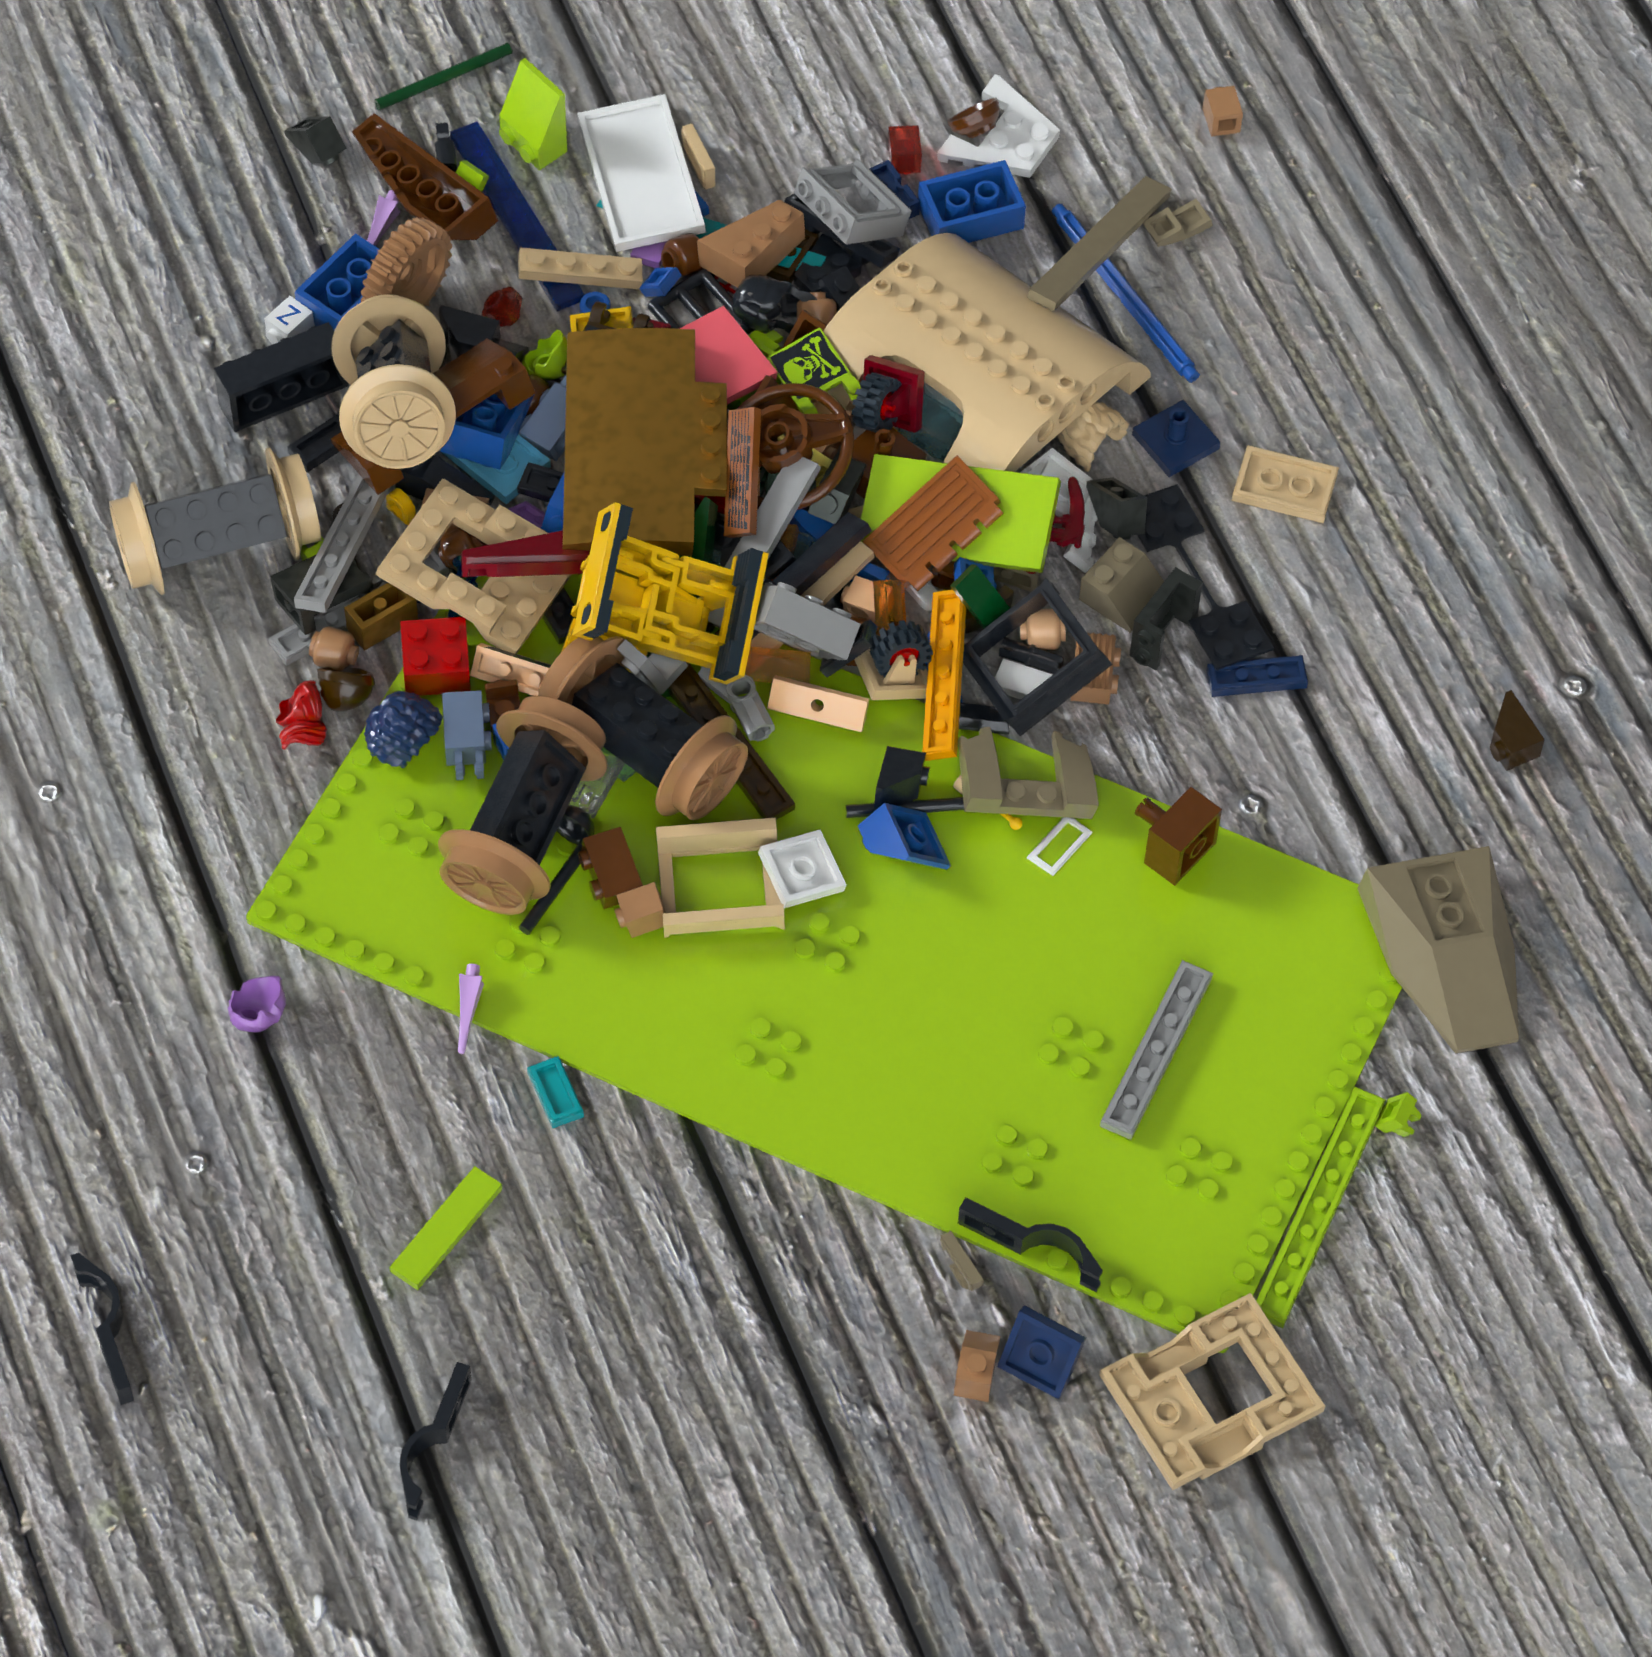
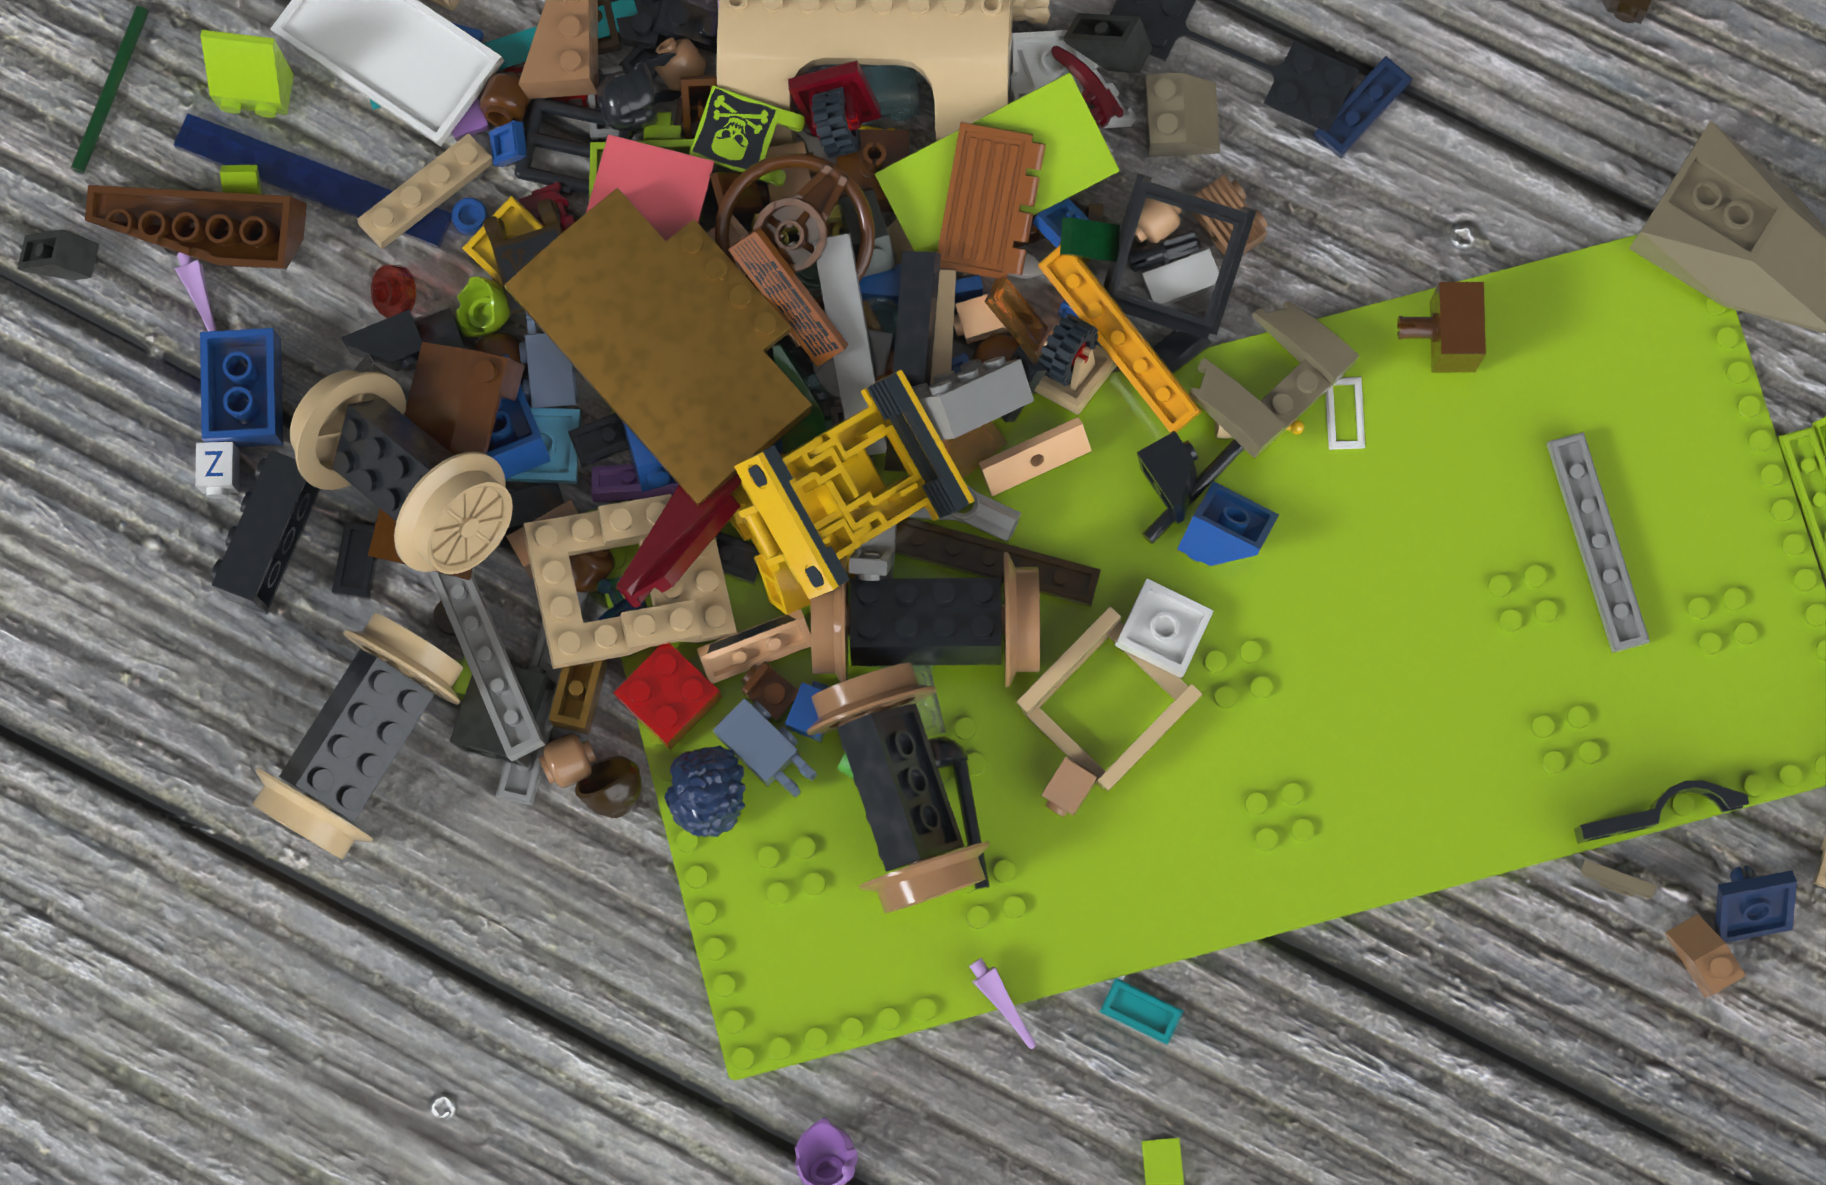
camera: 35 degrees left, 20 degrees up
(302, 717) = (599, 848): red hair -> none
(401, 505) = (492, 567): yellow tile -> none
(410, 262) = (289, 335): medium nougat gear -> none
(445, 147) = (186, 168): black bar -> none
(609, 866) = (1008, 770): reddish brown brick -> none
(1175, 598) = (1247, 89): pearl dark grey panel -> none

